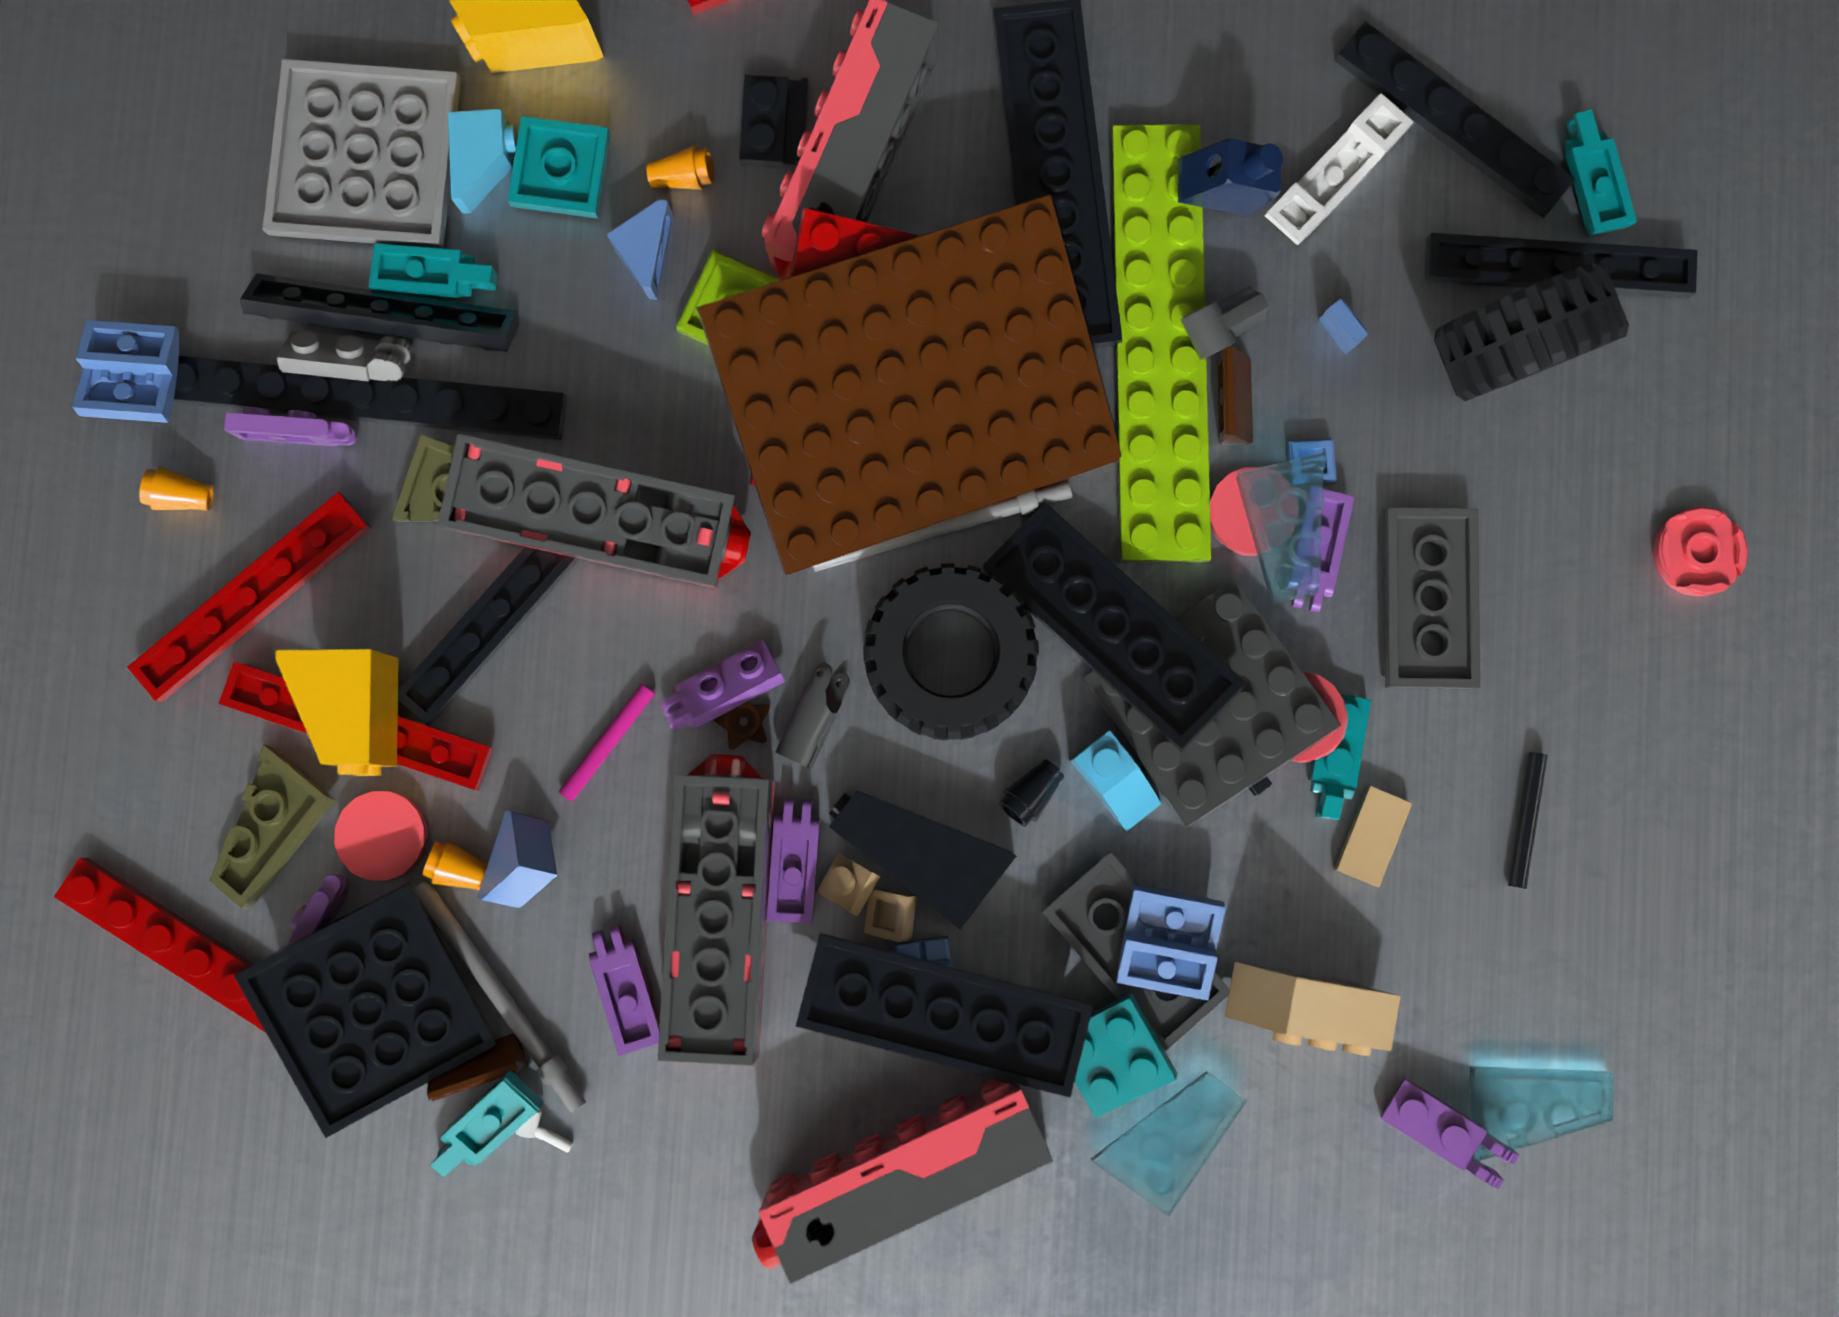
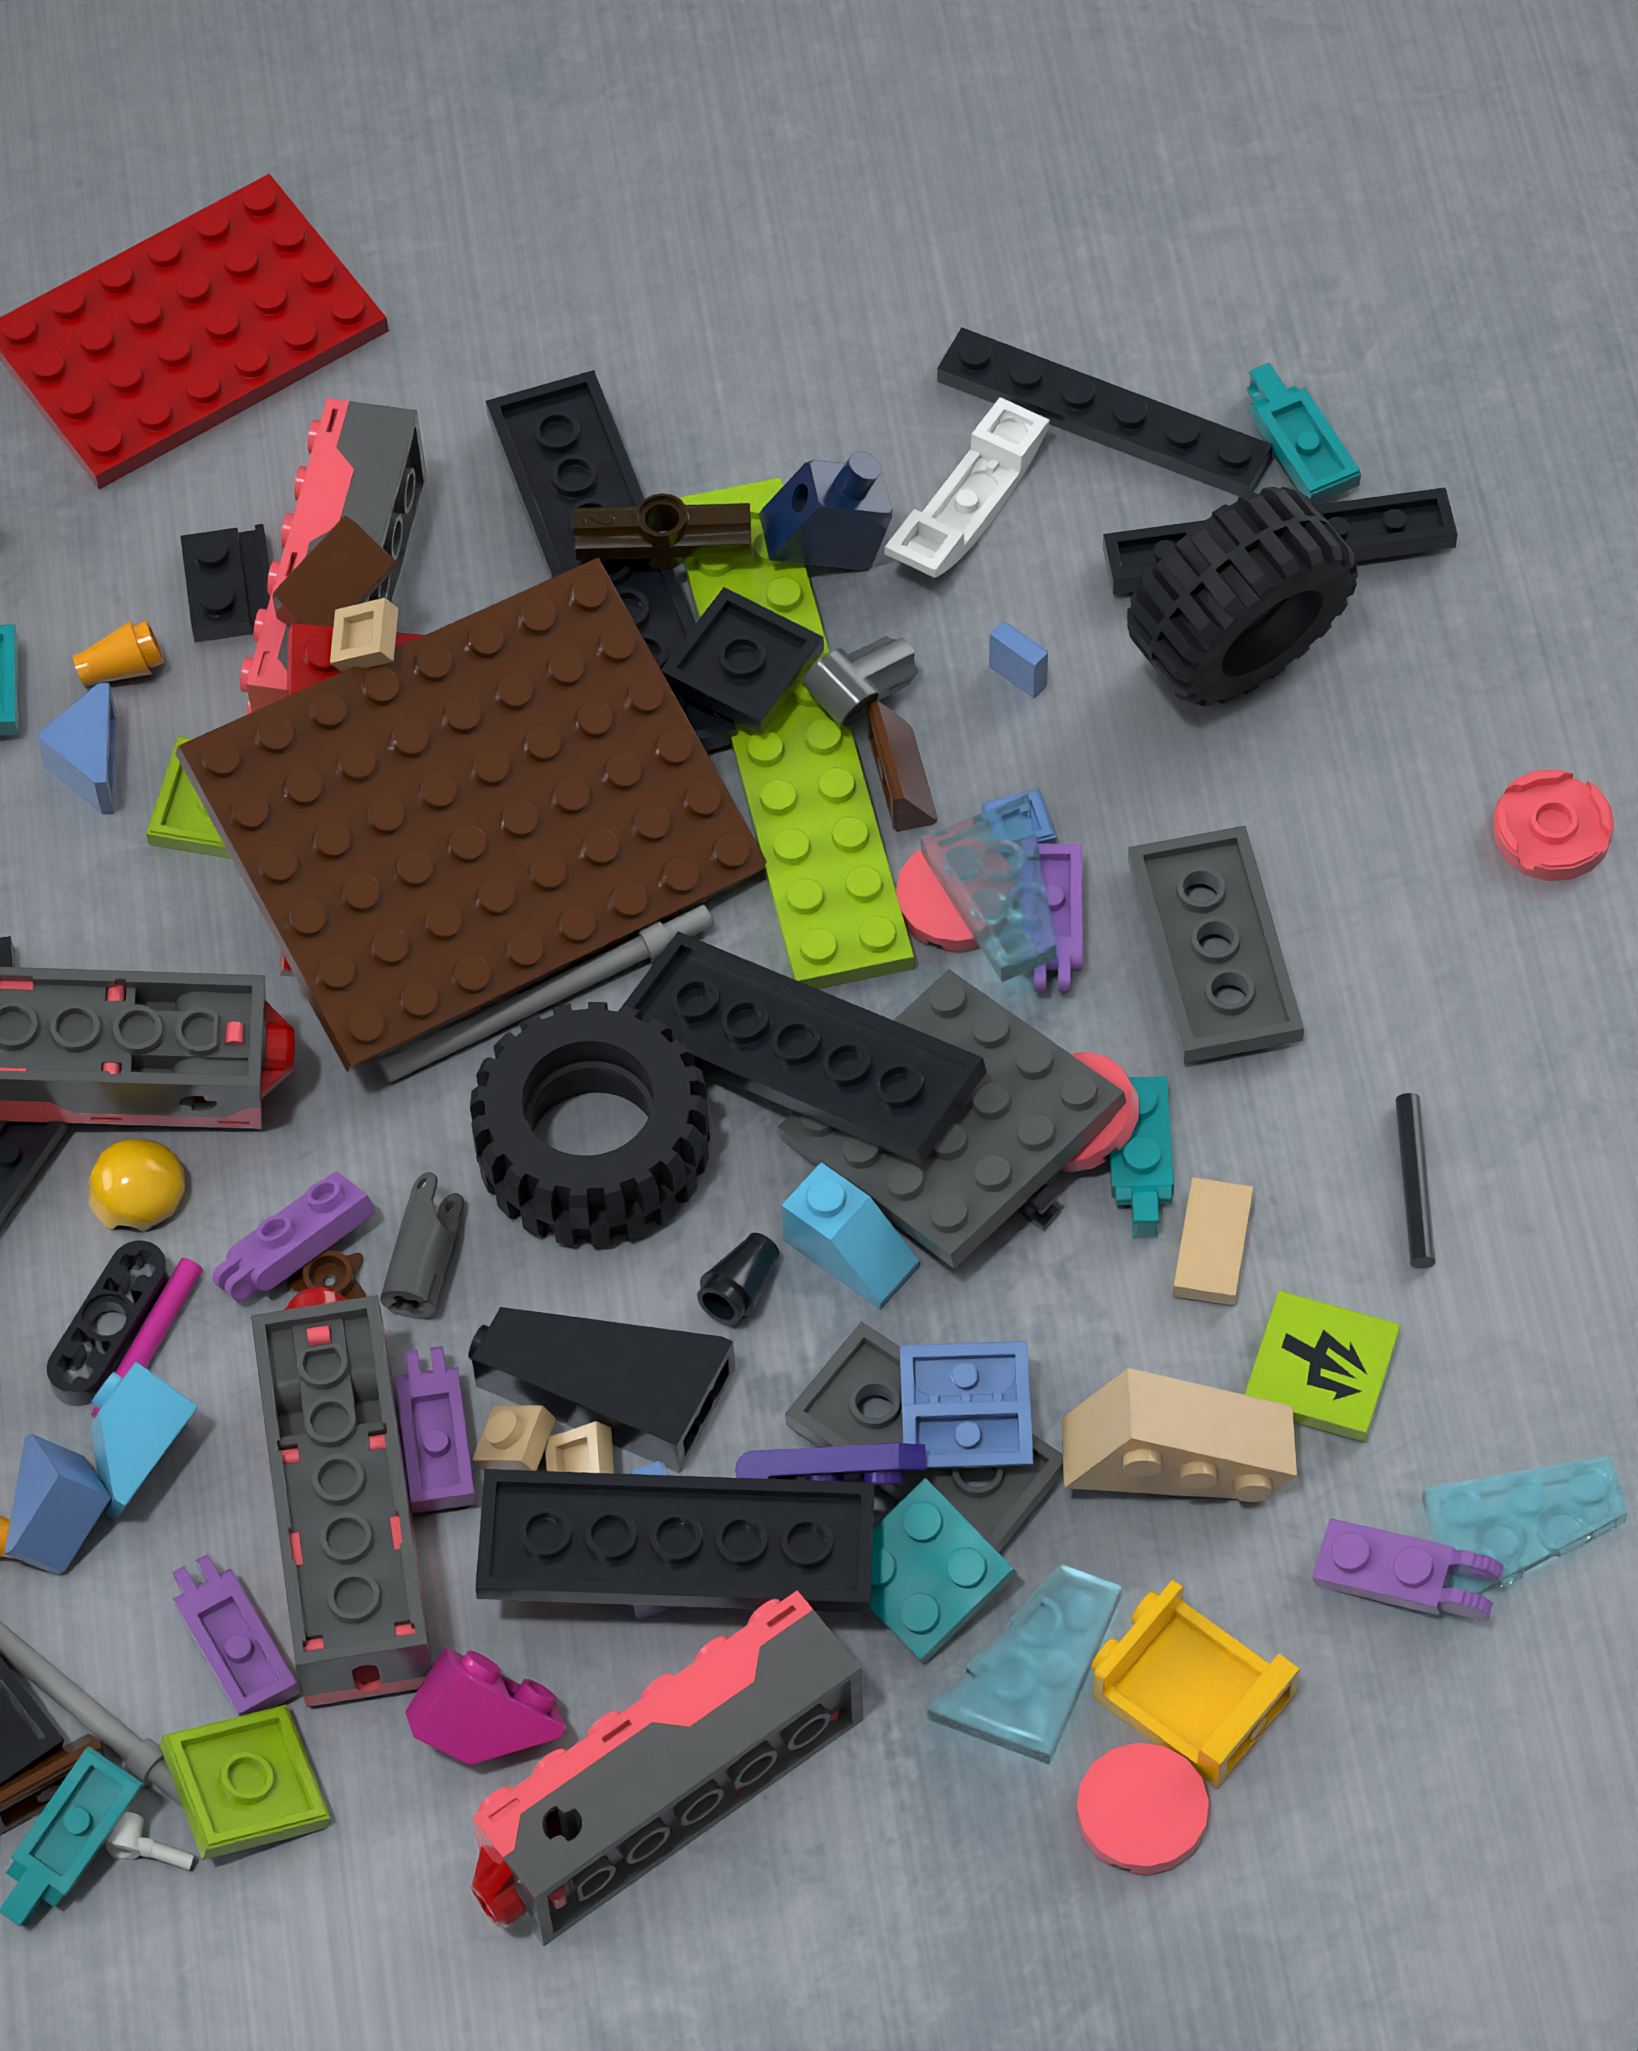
camera: 10 degrees left, 25 degrees down
(569, 755) = (107, 1295): none -> black beam
(583, 824) = (134, 1431): none -> medium azure slope
(614, 1105) = (244, 1782): none -> lime tile
(620, 617) = (135, 1184): none -> yellow hair
(785, 1098) = (480, 1713): none -> dark pink slope
(845, 169) = (333, 576): none -> reddish brown slope
(857, 236) = (364, 635): none -> tan plate
(1066, 969) = (878, 1462): none -> dark purple plate
(1132, 170) = (637, 533): none -> dark brown piece
(1139, 288) = (742, 660): none -> black plate
(1223, 1261) = (1142, 1808): none -> coral tile
(1280, 1182) = (1191, 1684): none -> yellow panel
(1426, 952) = (1324, 1364): none -> lime tile

